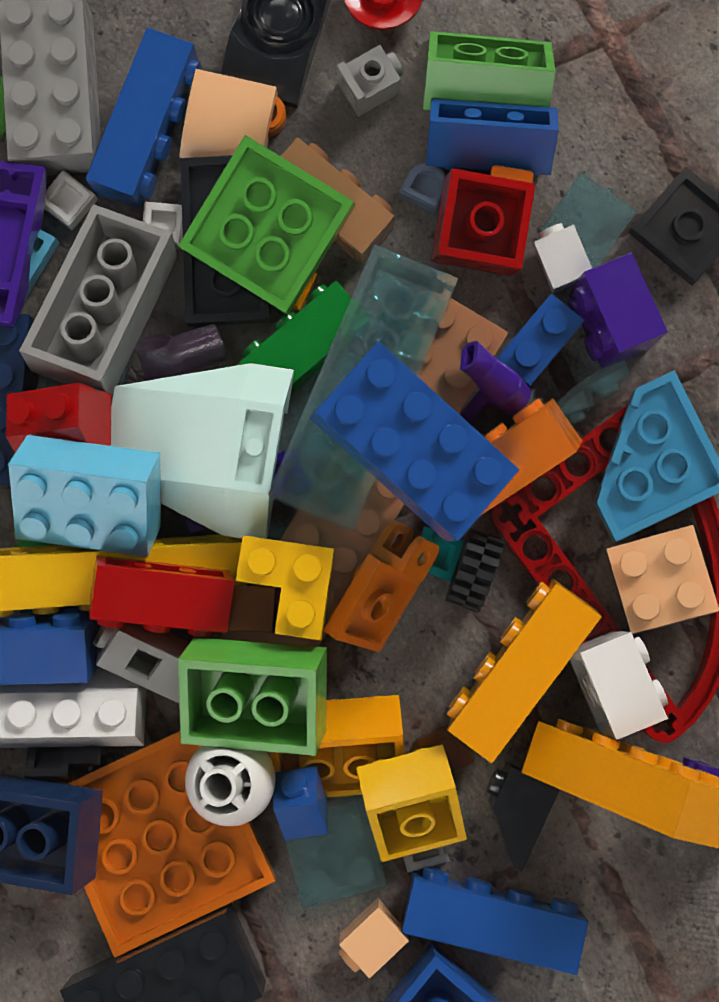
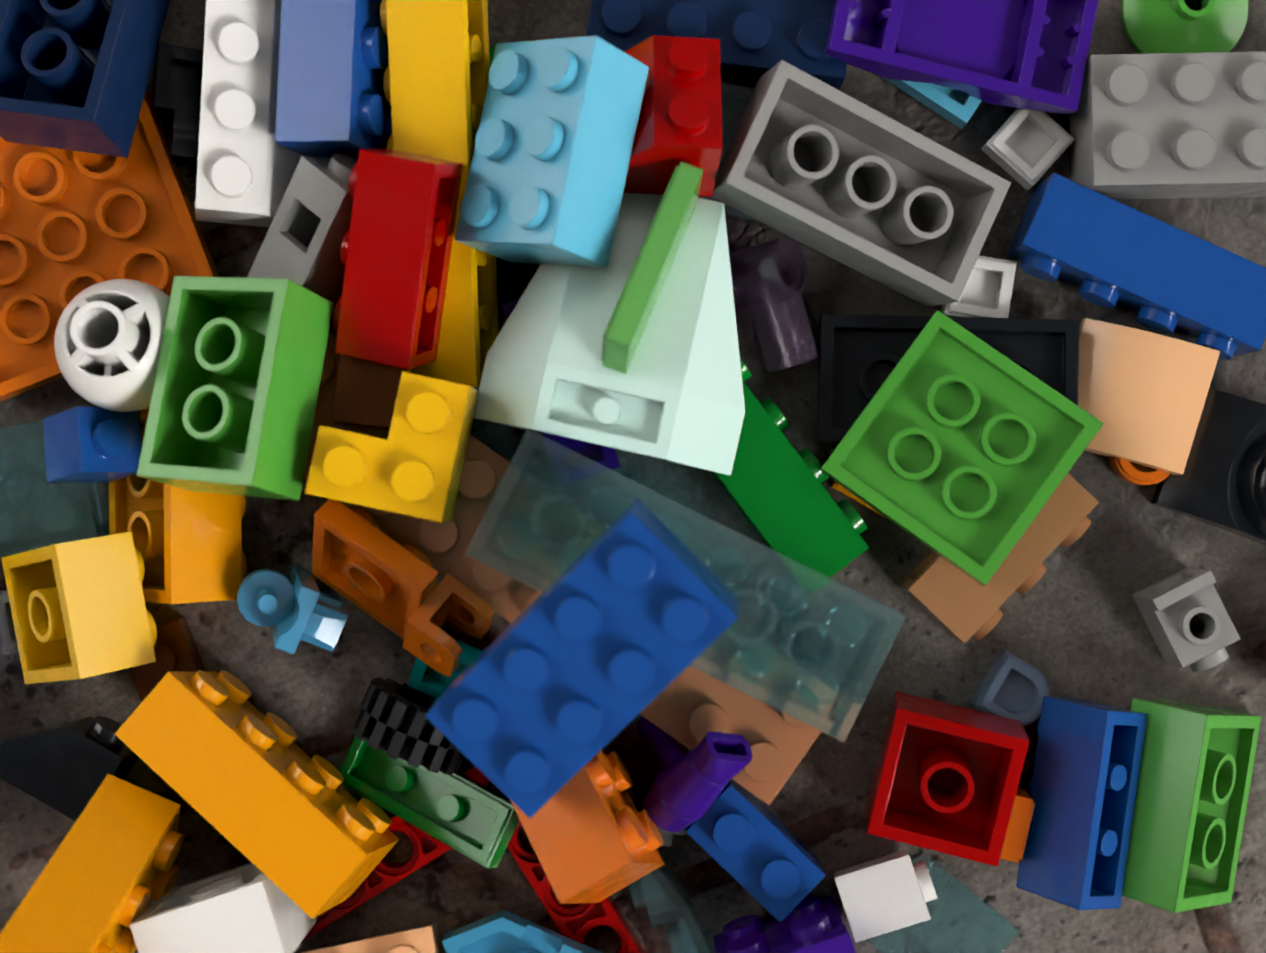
camera: 90 degrees right, 5 degrees up
(159, 423) = (651, 267): none -> bright green tile
(402, 657) = (291, 608): none -> dark azure hips
(522, 556) = (442, 805): none -> green tile

